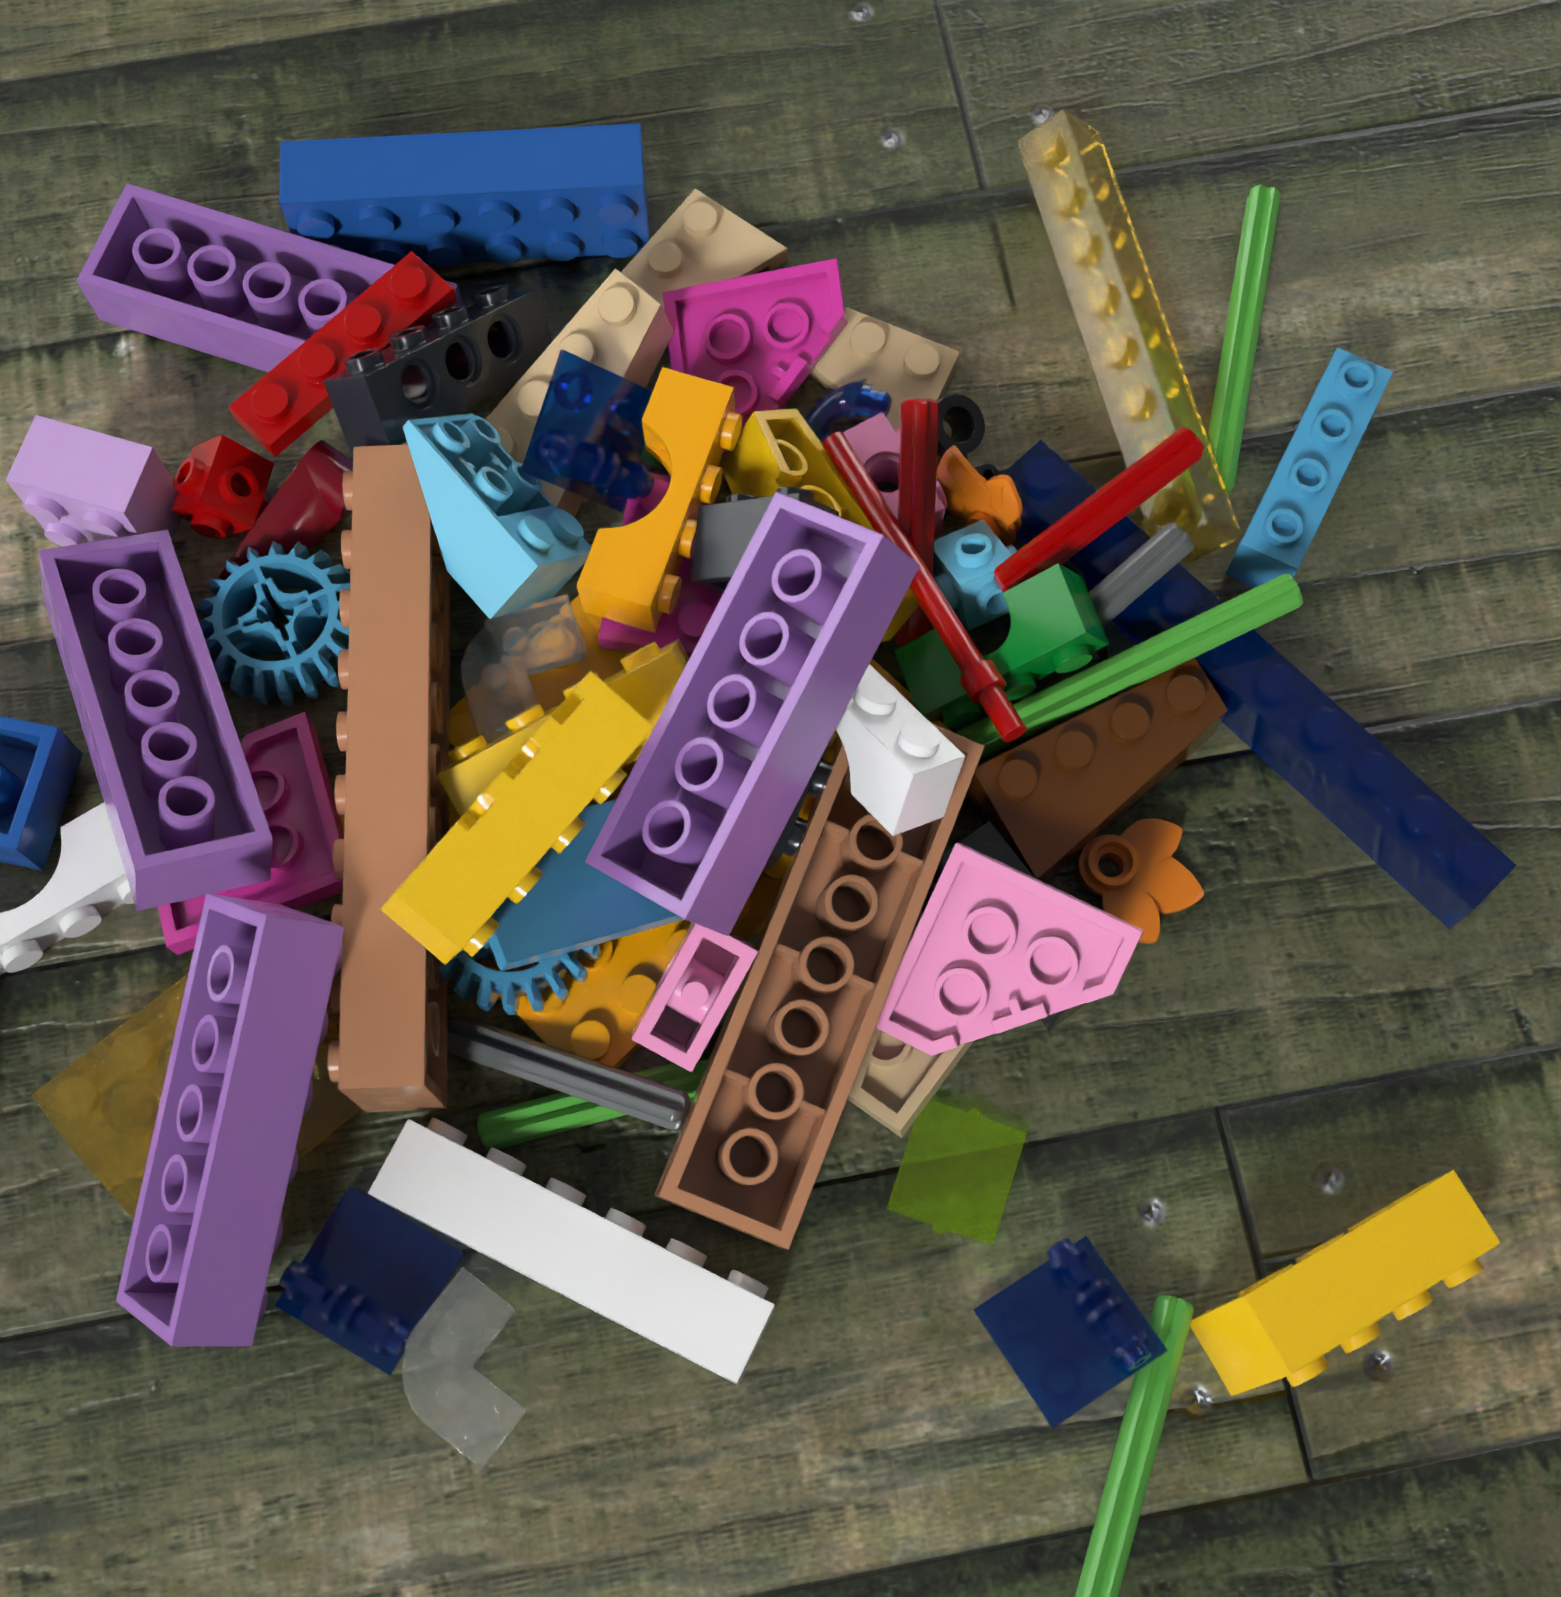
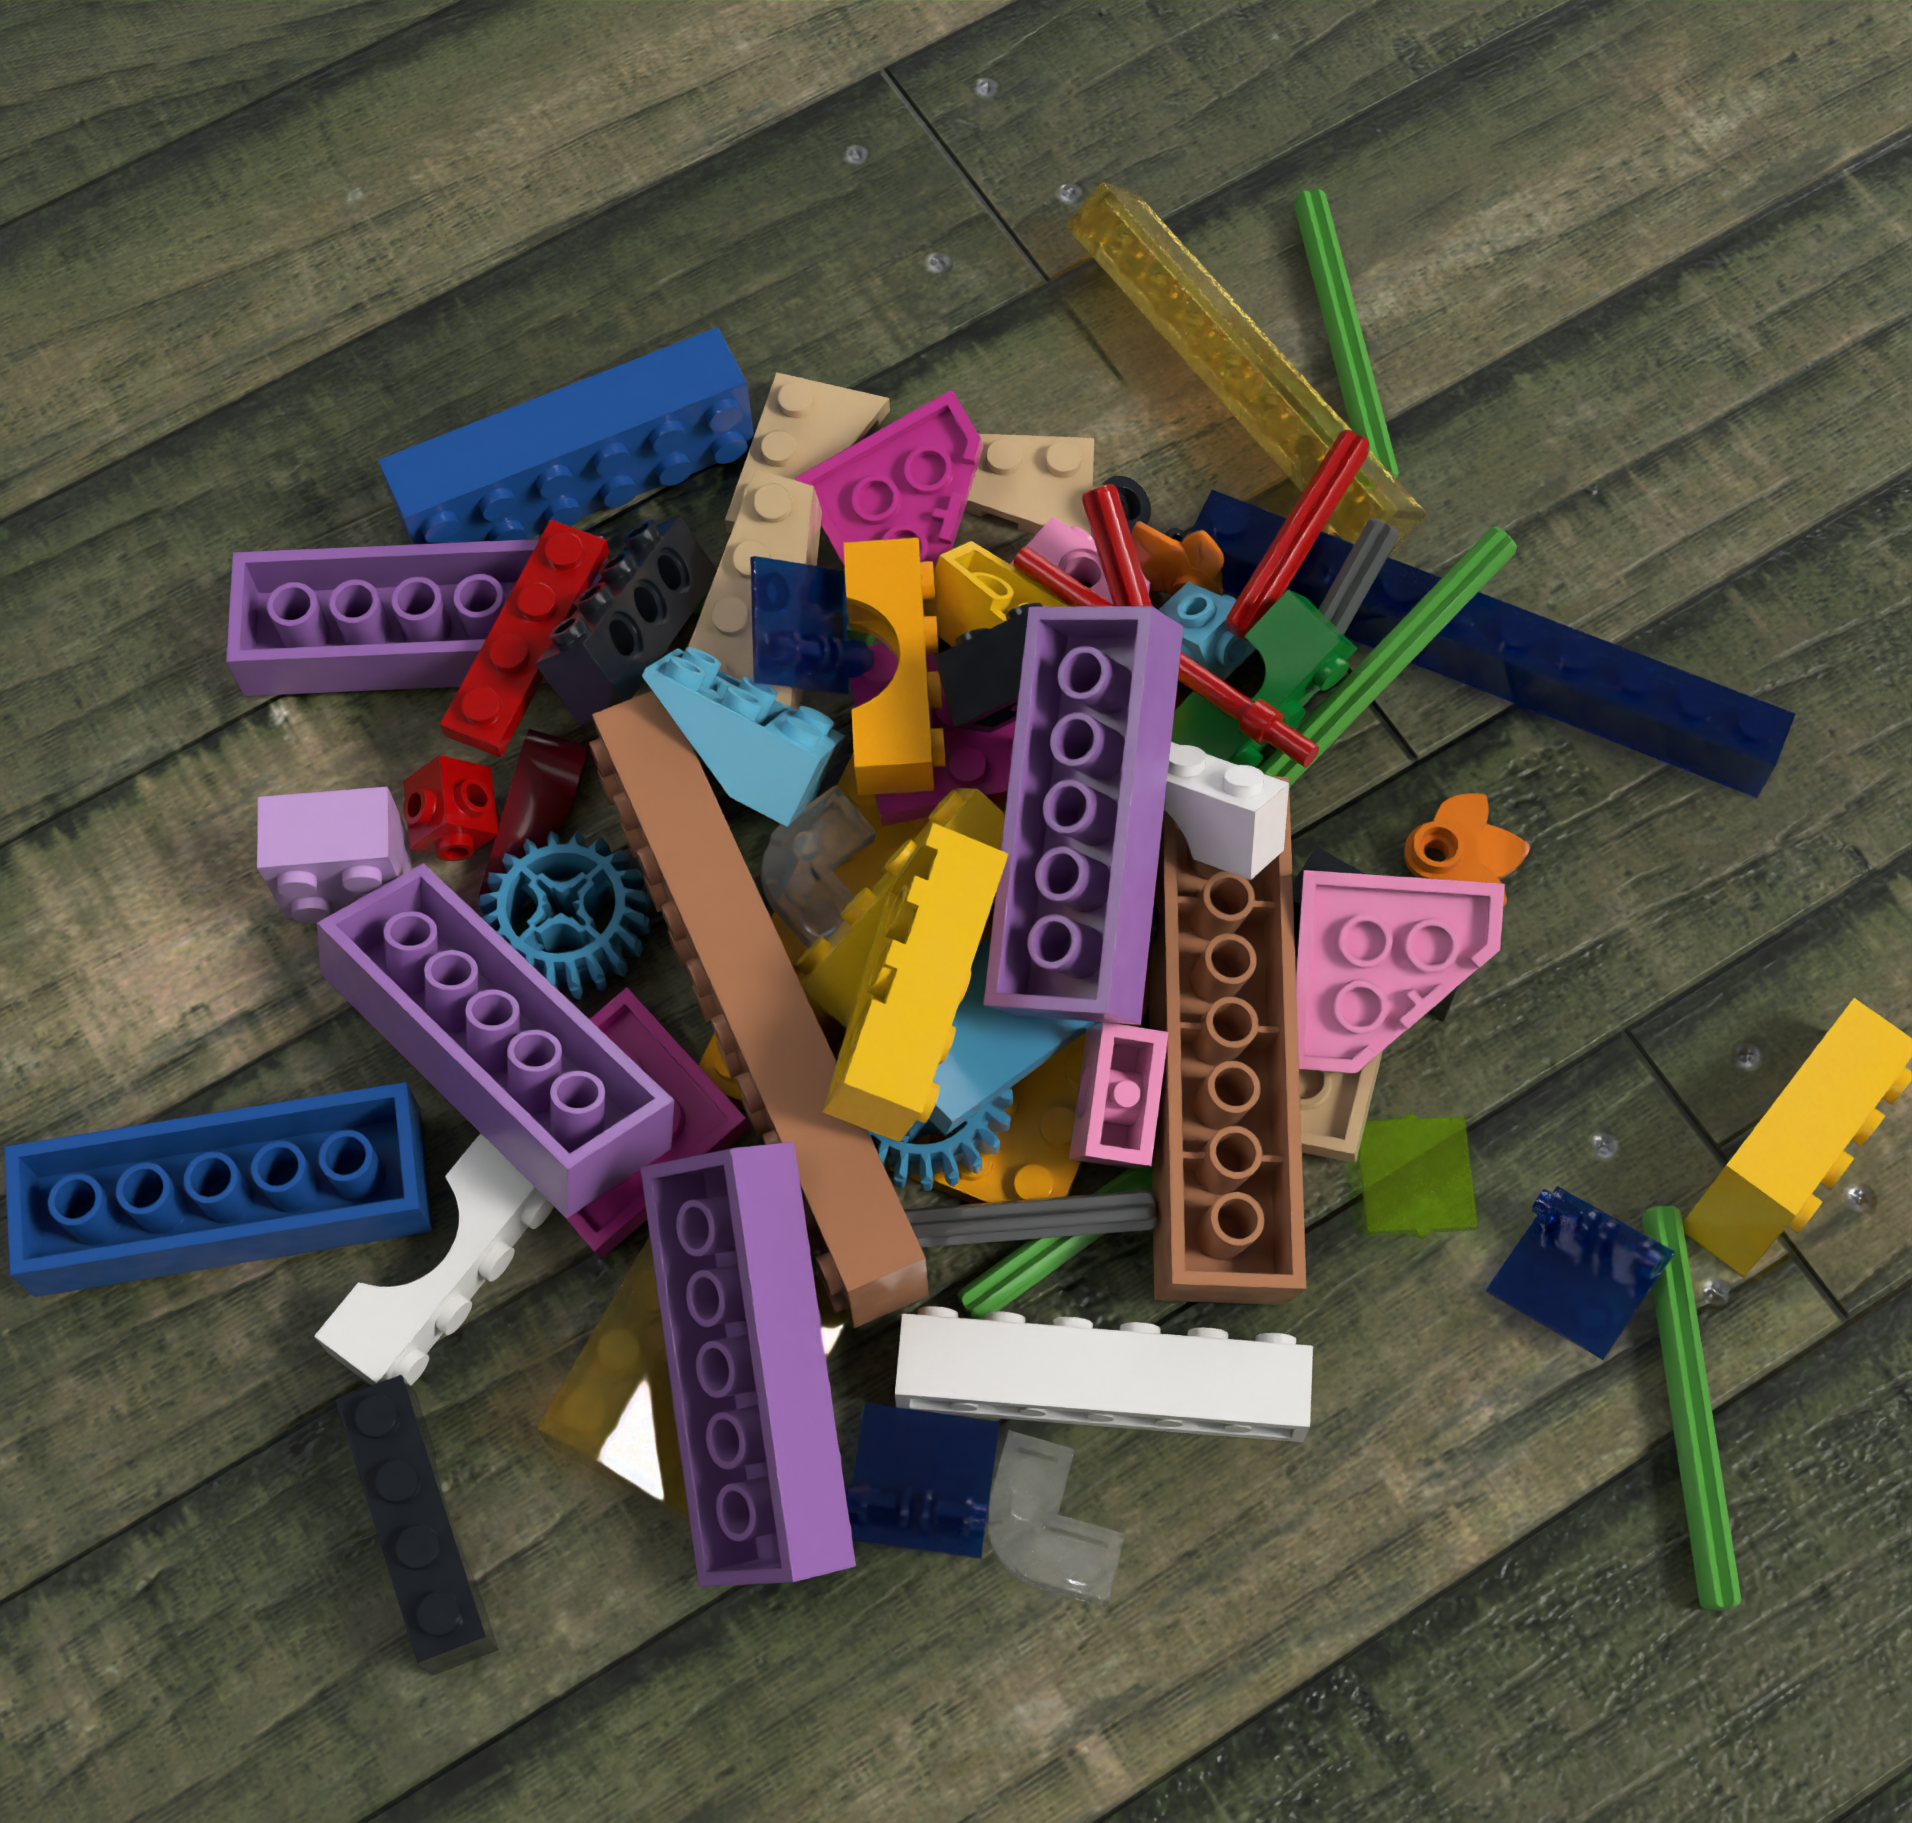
camera: 20 degrees left, 5 degrees down
(849, 400) = (1014, 516): clear blue piece -> none
(1092, 769) = (1384, 768): reddish brown wedge -> none
(1310, 470) = (1461, 434): dark azure brick -> none

